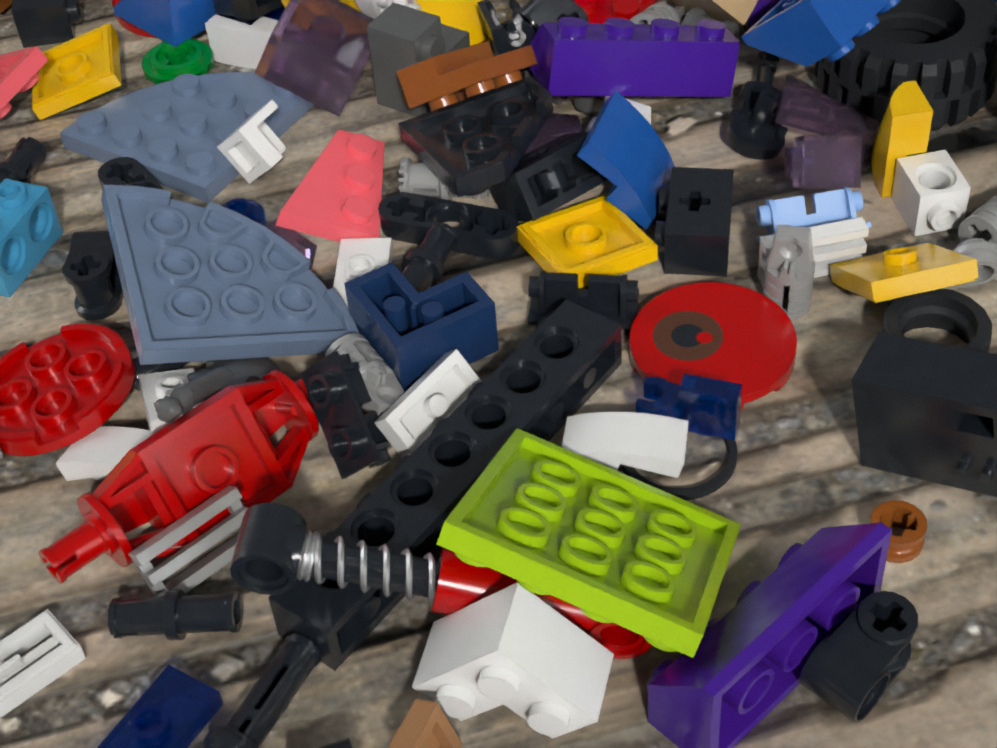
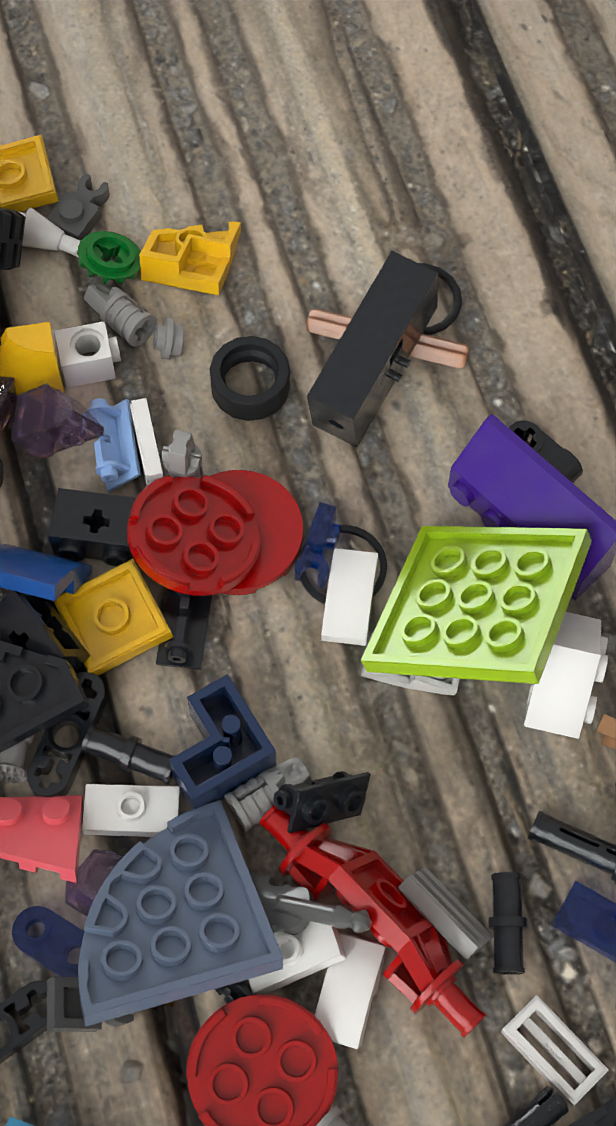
camera: 95 degrees left, 20 degrees up
(93, 274) = (92, 1059): black piece -> none
(278, 549) = (505, 811): piece -> none
(426, 402) = (305, 738): white plate -> none
(529, 391) = (252, 616): black brick -> none
(686, 281) = (193, 534): none -> red tile
(904, 272) = (184, 385): yellow plate -> none
(908, 517) = (437, 436): dark orange bush -> none

